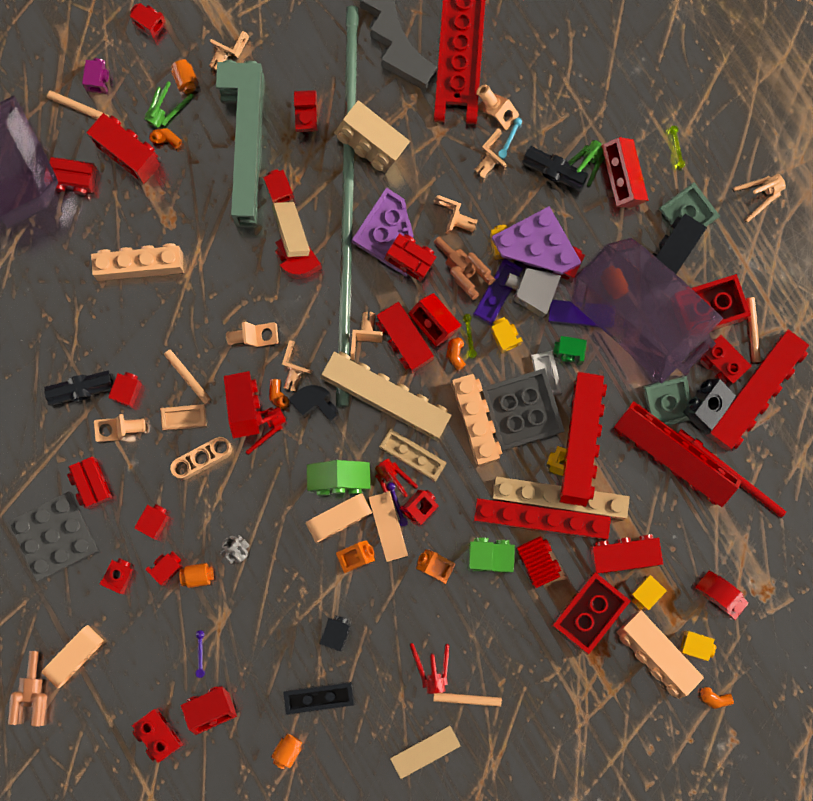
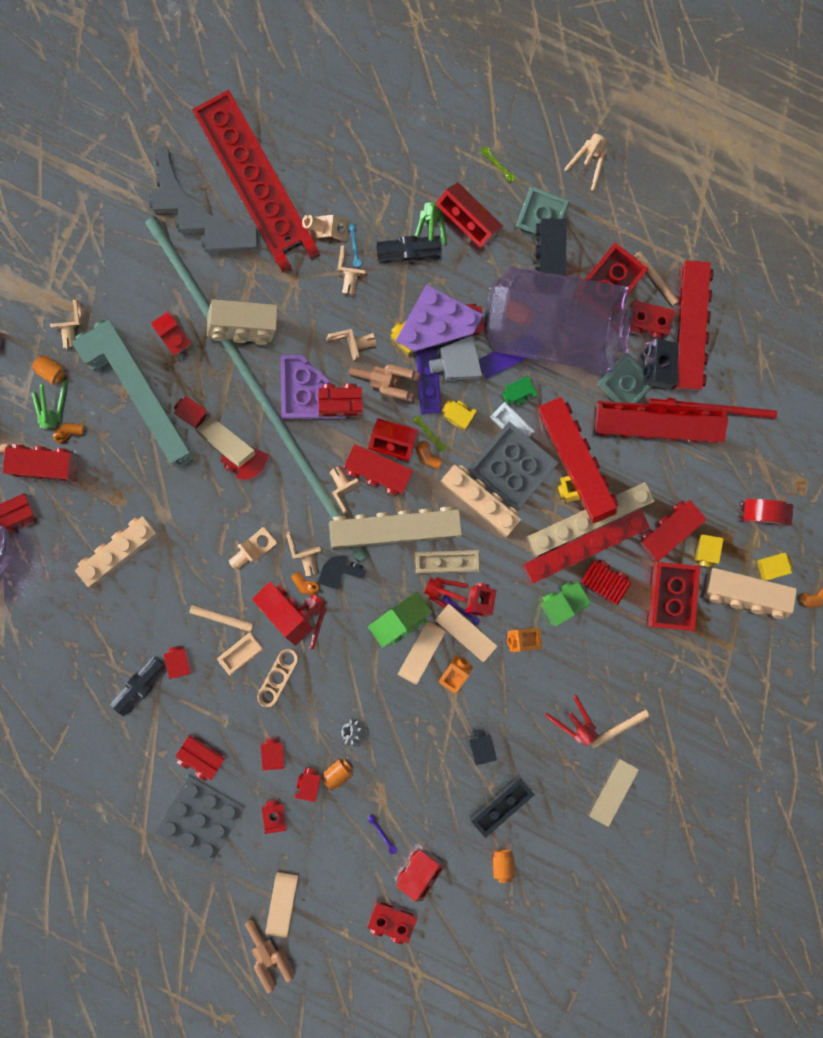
camera: 30 degrees left, 5 degrees up
(119, 428) = (194, 697): light nougat bracket -> none

